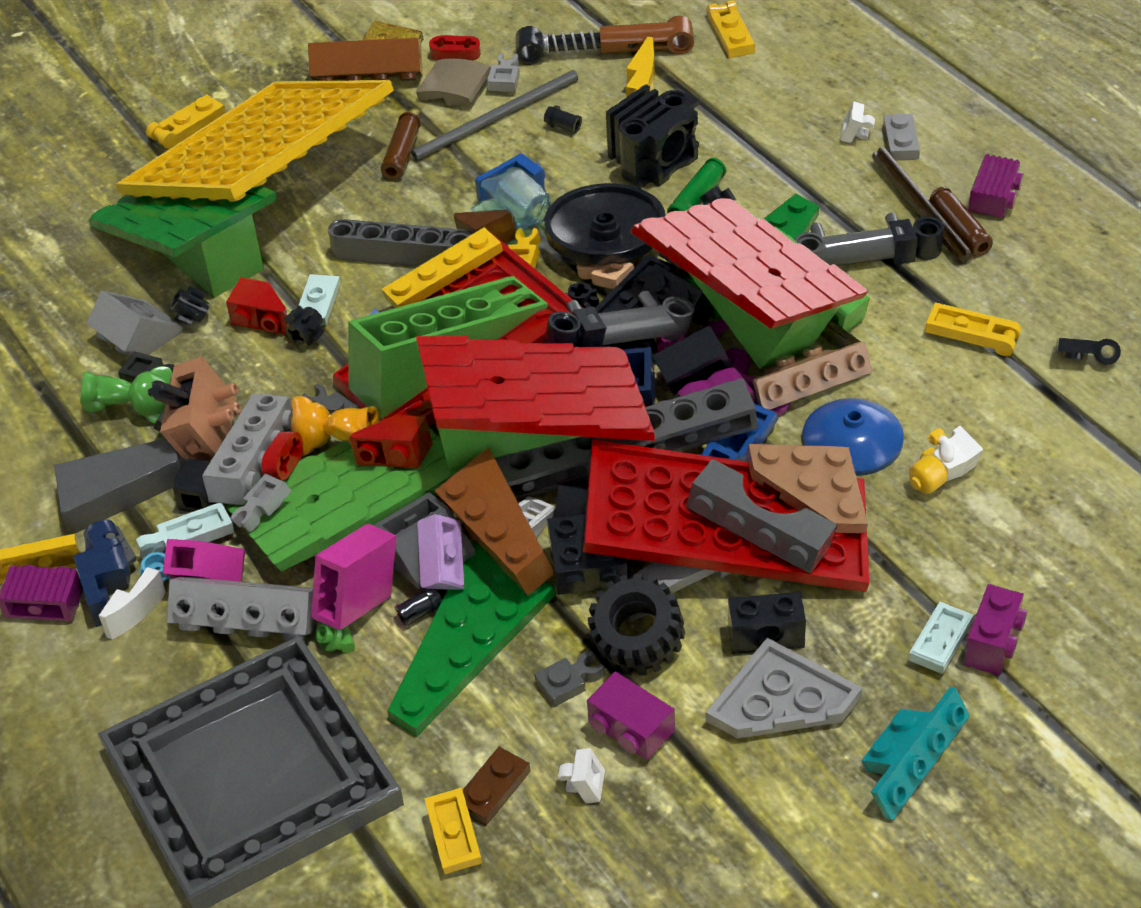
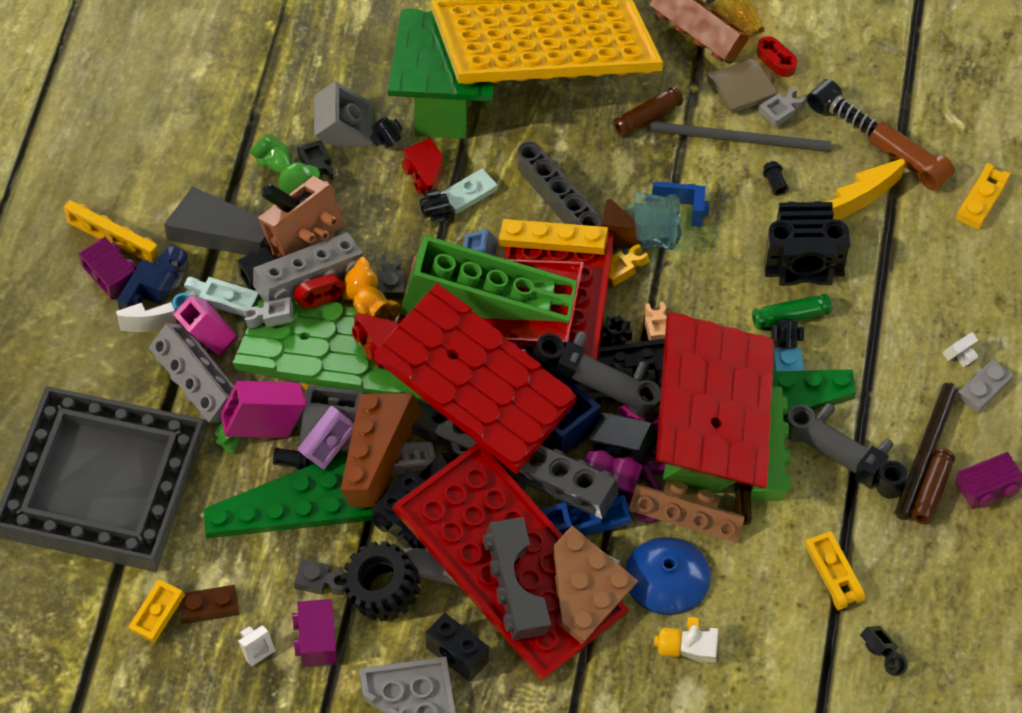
camera: 40 degrees right, 10 degrees up
(596, 222) = (696, 282): black dish -> none

